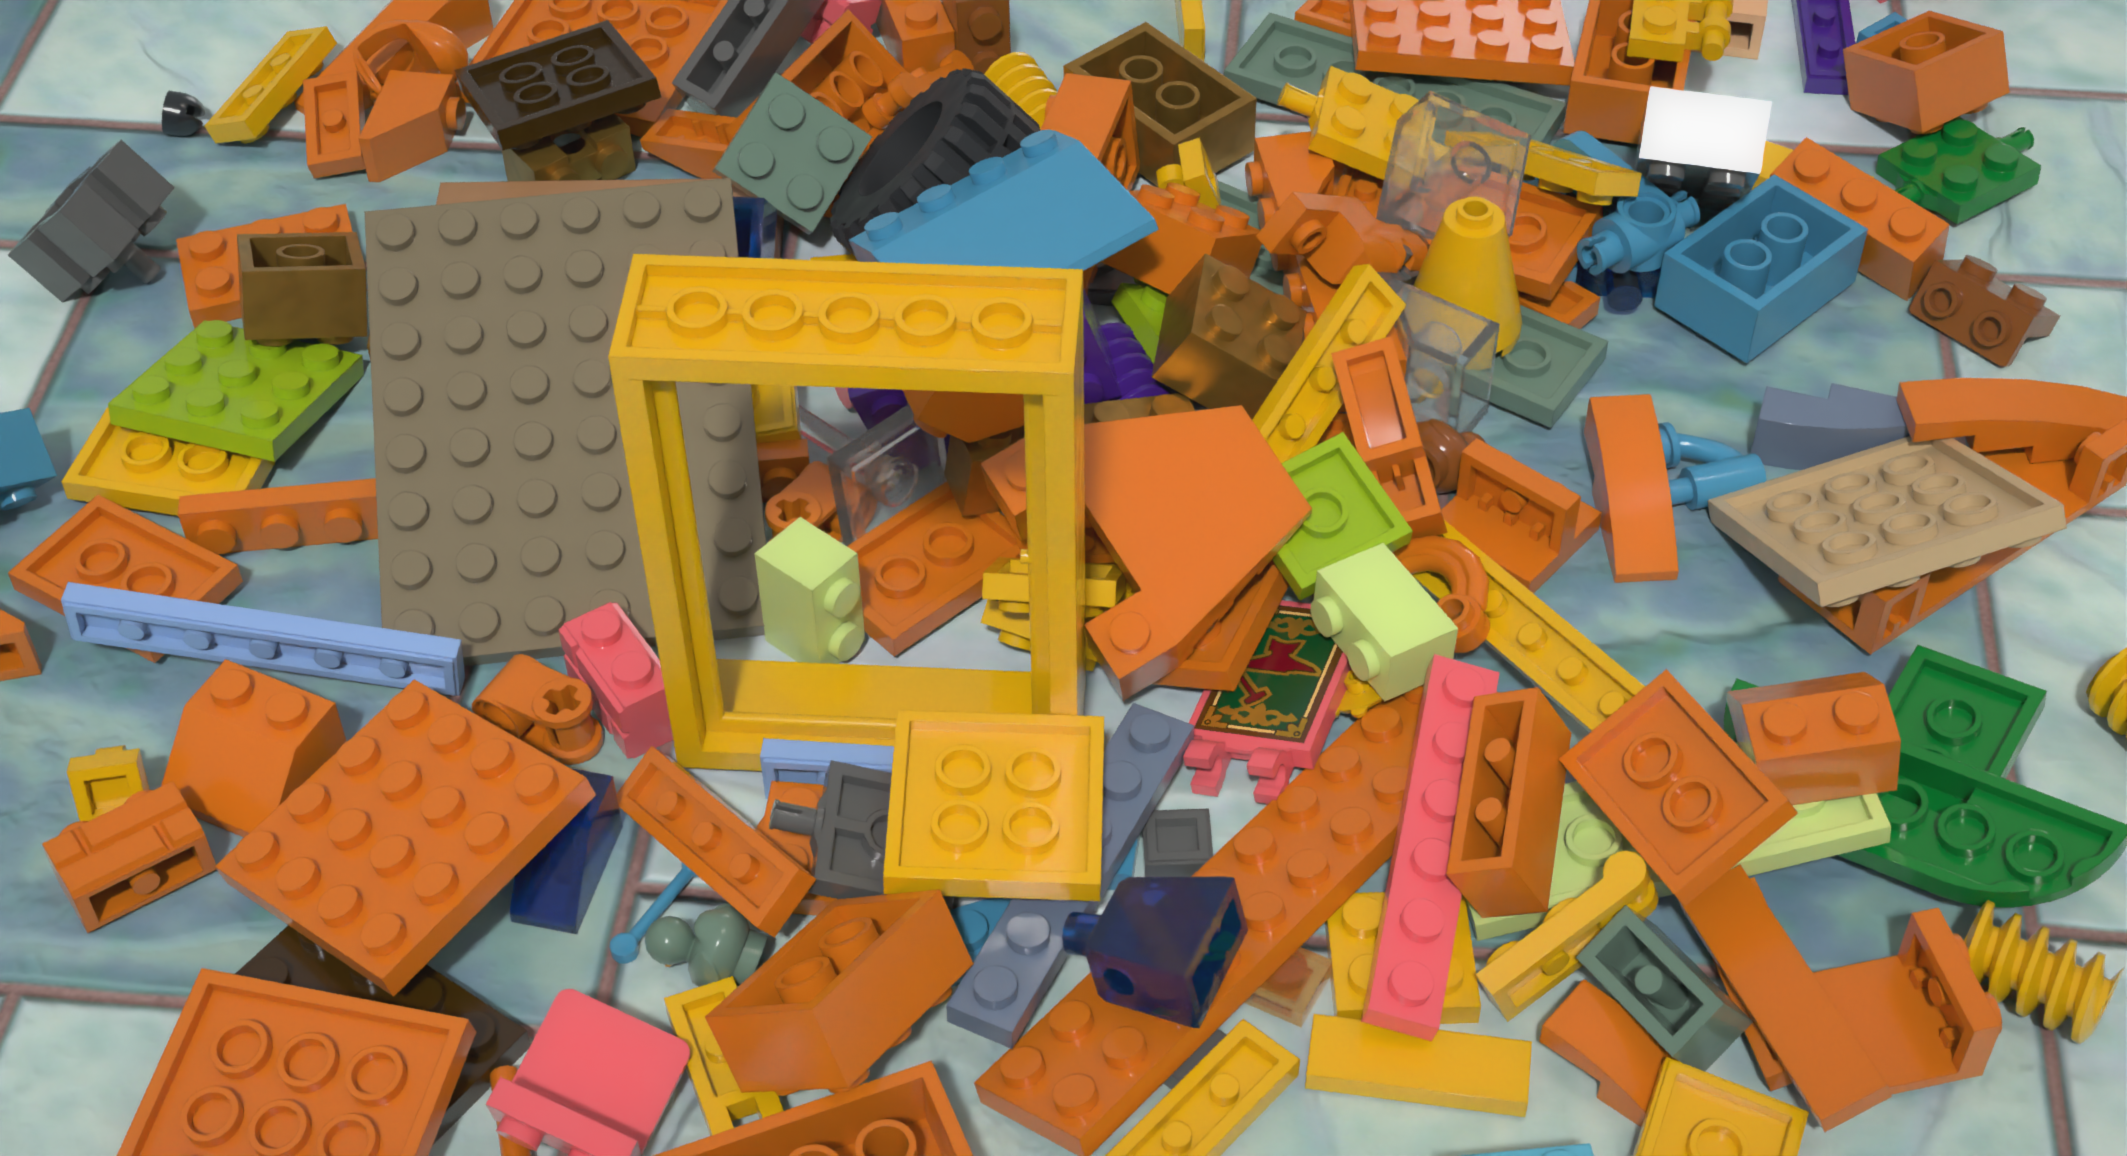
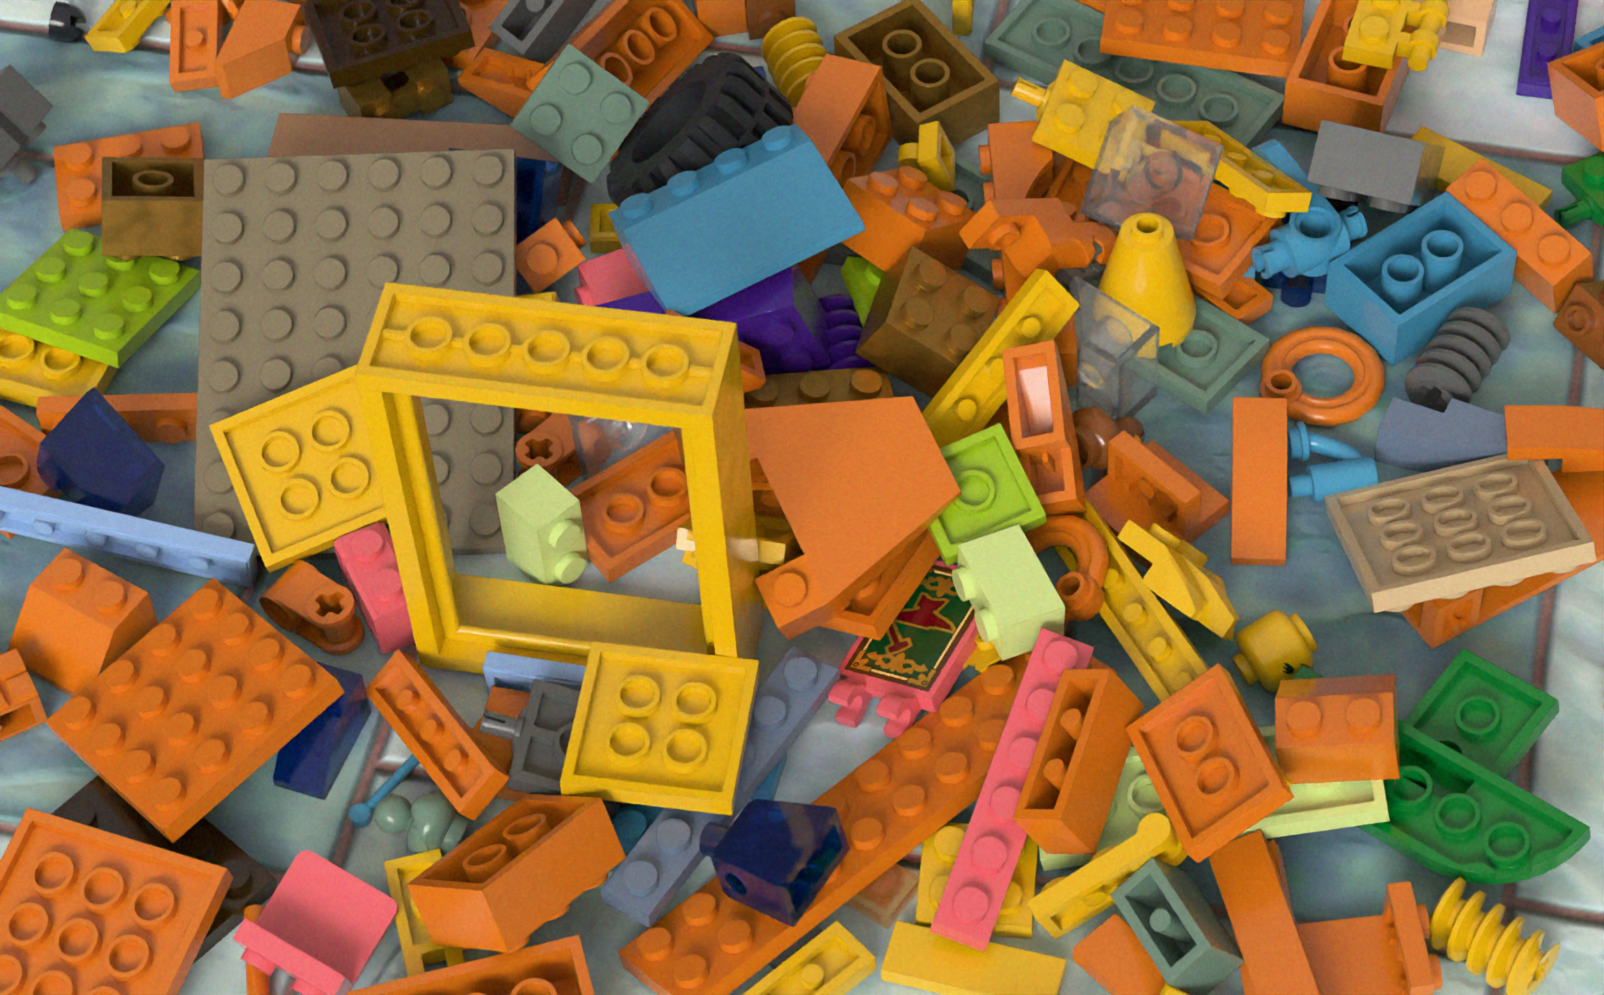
camera: 10 degrees right, 5 degrees up
(262, 553) = (99, 459): none -> clear blue slope
(524, 545) = (303, 468): none -> yellow plate
(903, 88) = (709, 42): orange plate -> none
(1176, 842) = (813, 766): dark grey tile -> none
(1580, 595) = (1182, 578): none -> yellow plate
(1702, 659) = (1273, 649): none -> yellow head
(1712, 358) = (1317, 411): none -> orange piece
(1823, 343) = (1457, 358): none -> dark grey piece

